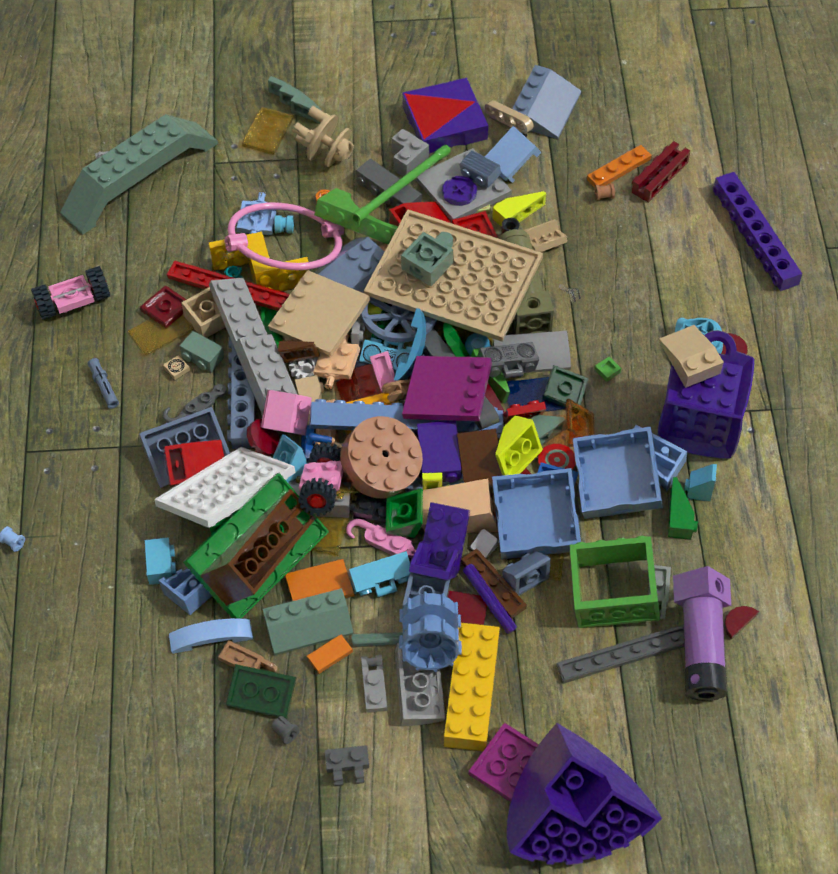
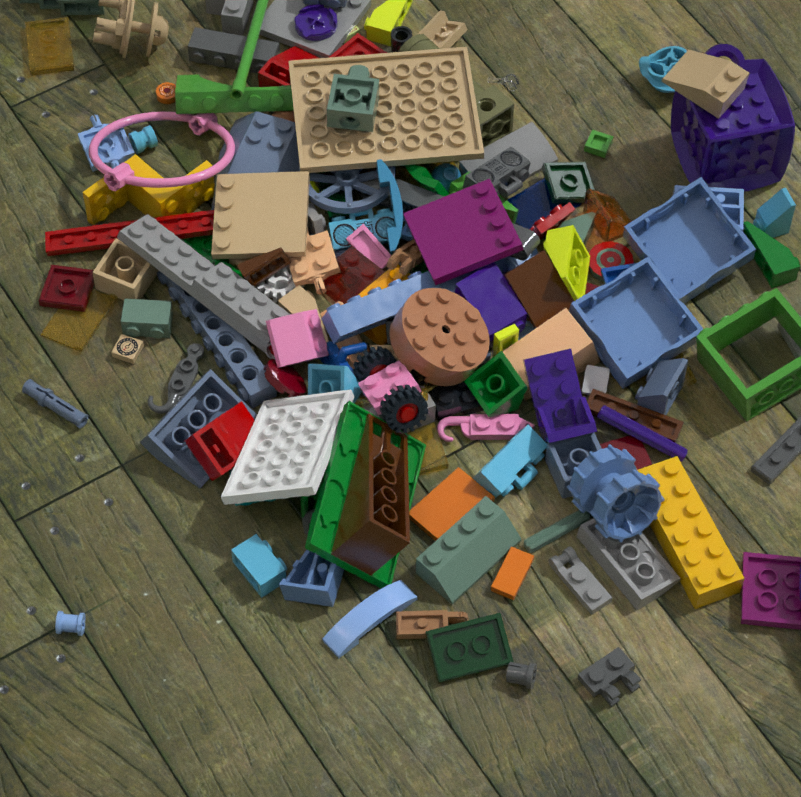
camera: 30 degrees left, 0 degrees up
(233, 270) = (120, 214): teal plate -> none

